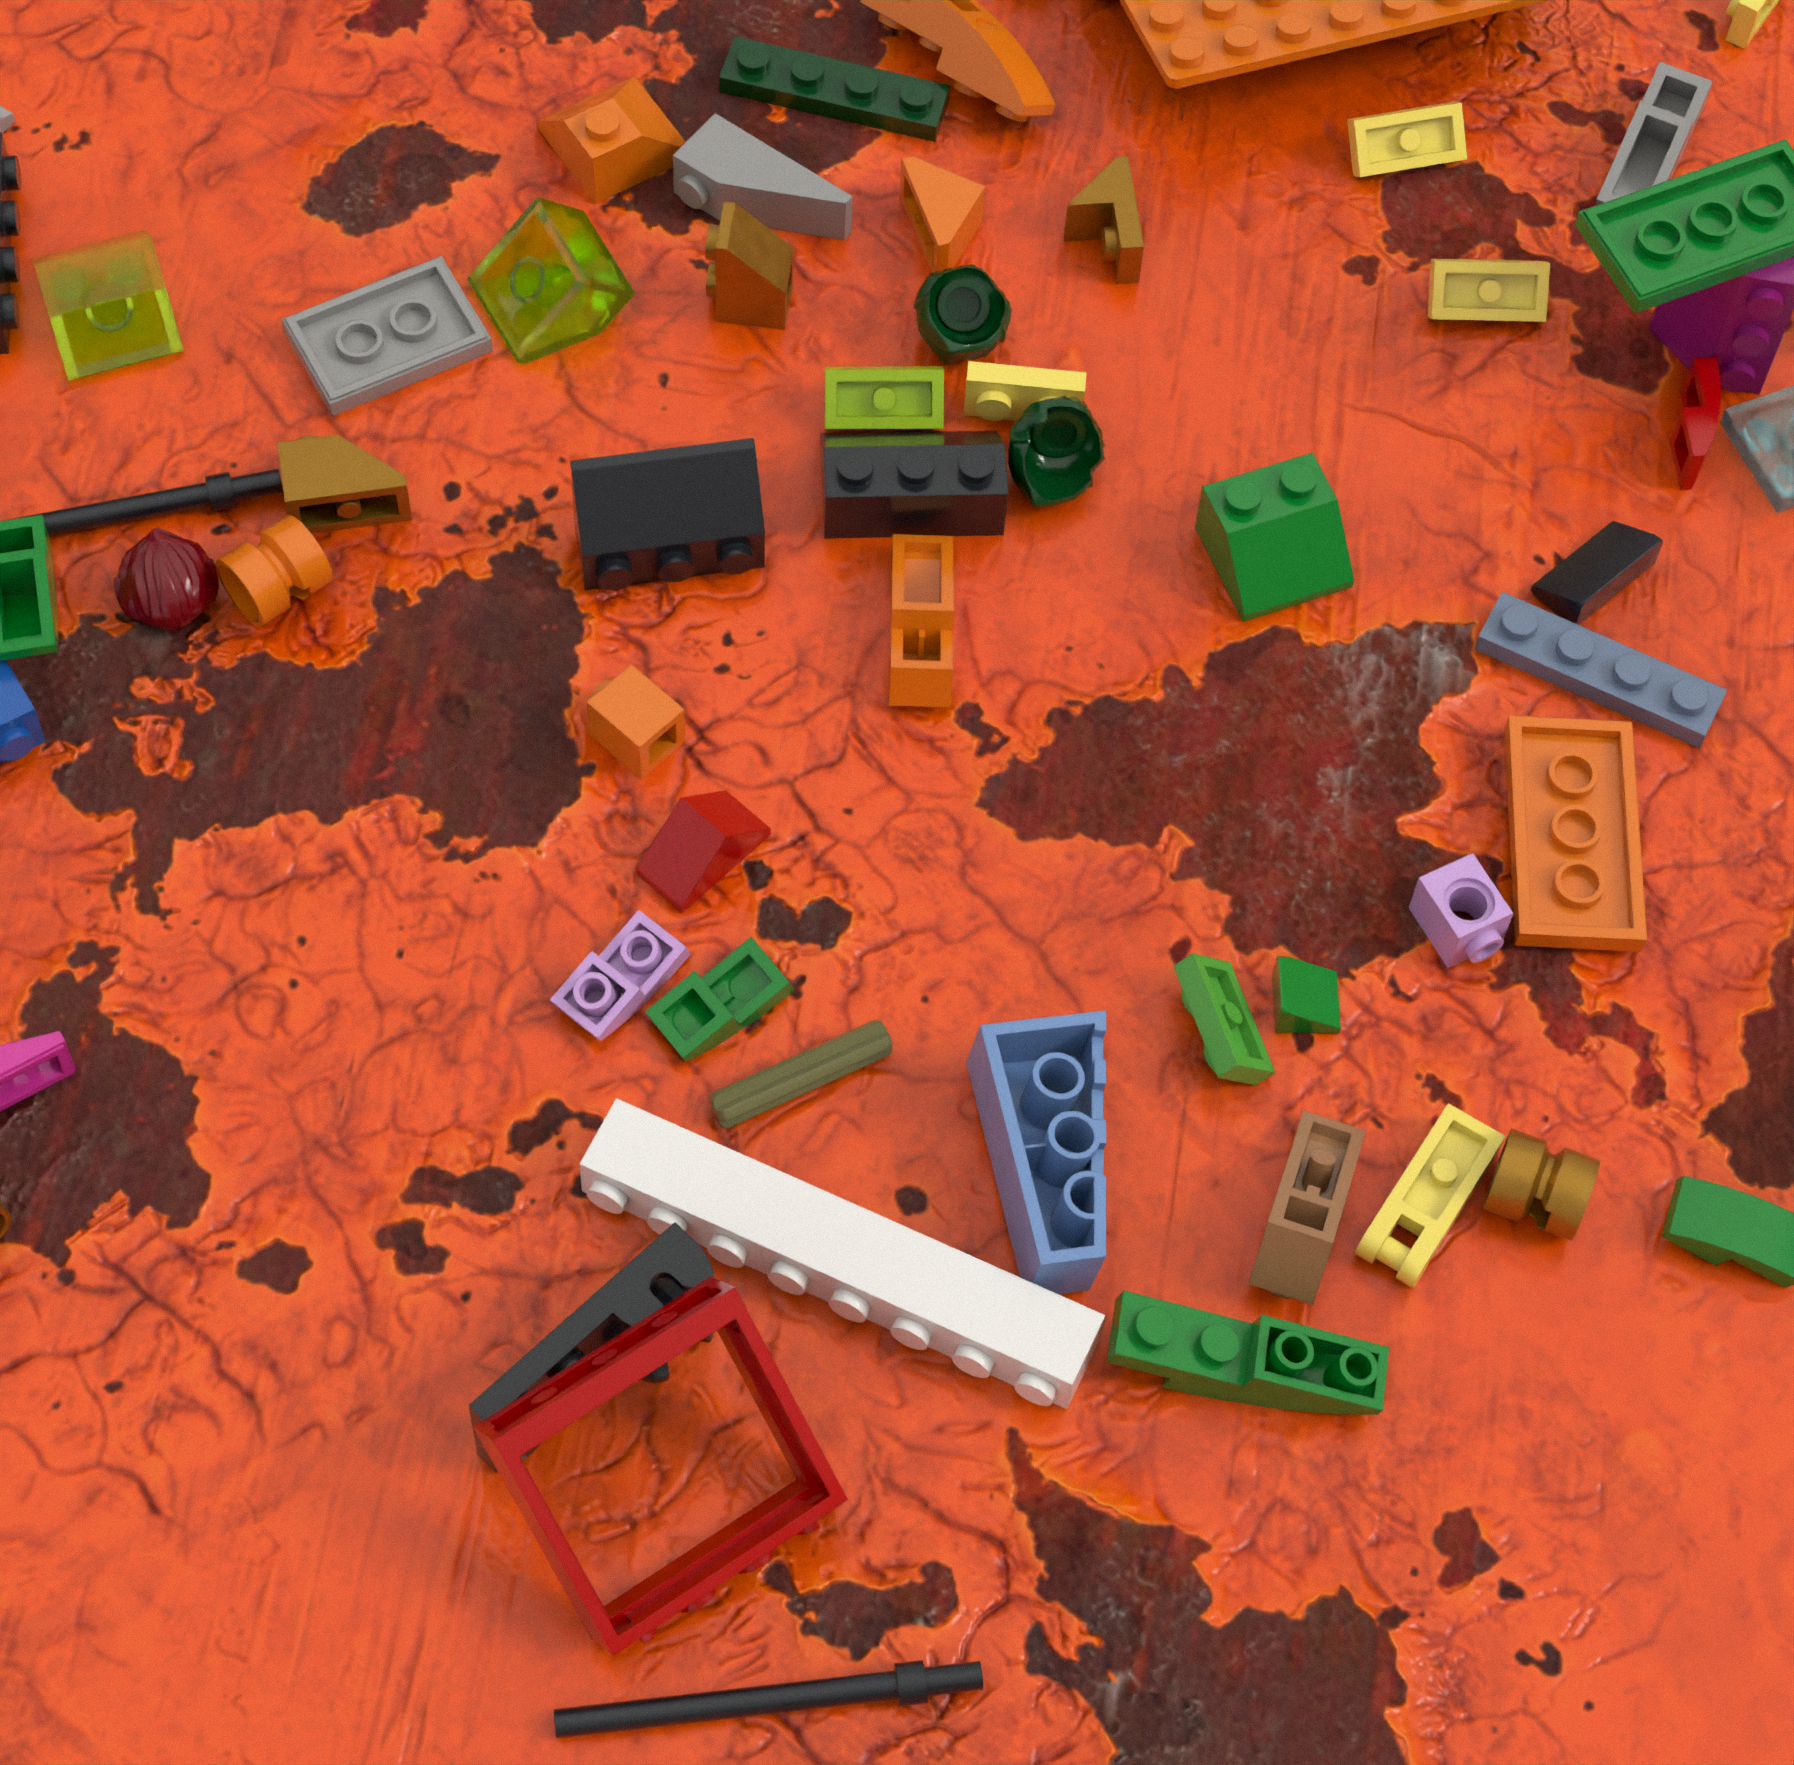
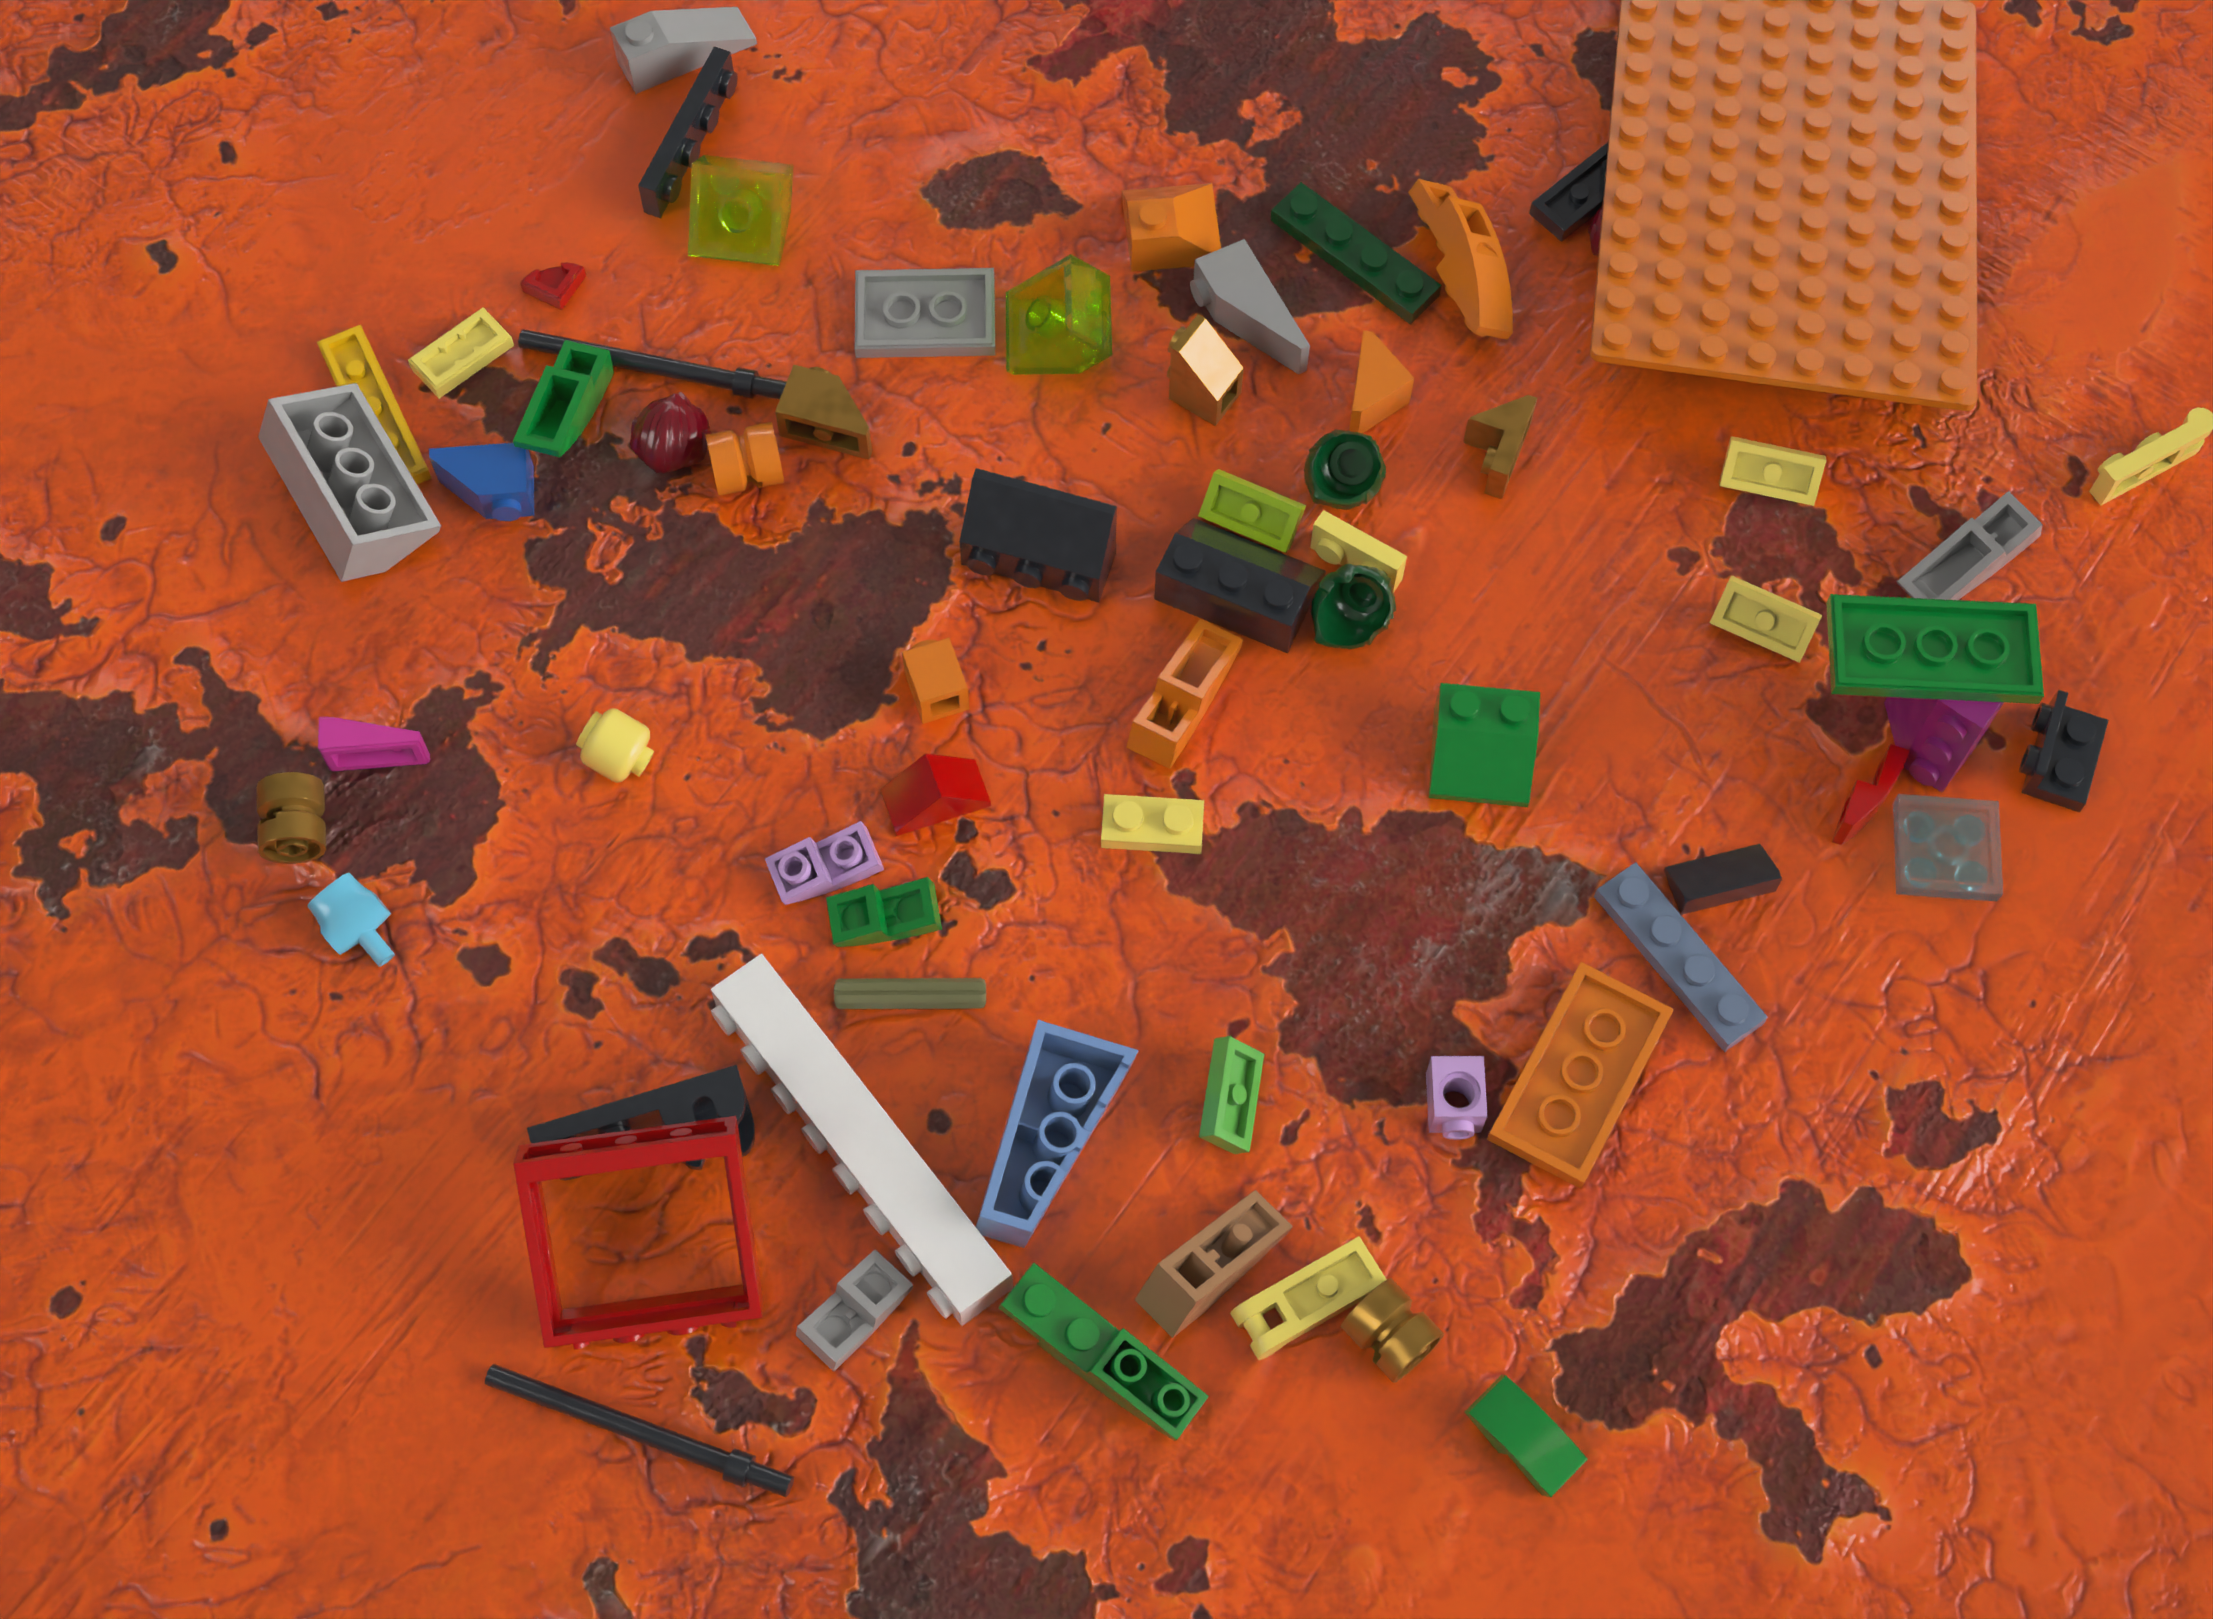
camera: 30 degrees right, 5 degrees up
(87, 1282) = (350, 917): none -> medium azure piece
(301, 949) = (615, 745): none -> light yellow head
(939, 1447) = (854, 1310): none -> light grey slope
(964, 774) = (1152, 824): none -> light yellow plate
(1304, 997) = (1305, 1106): green slope -> none

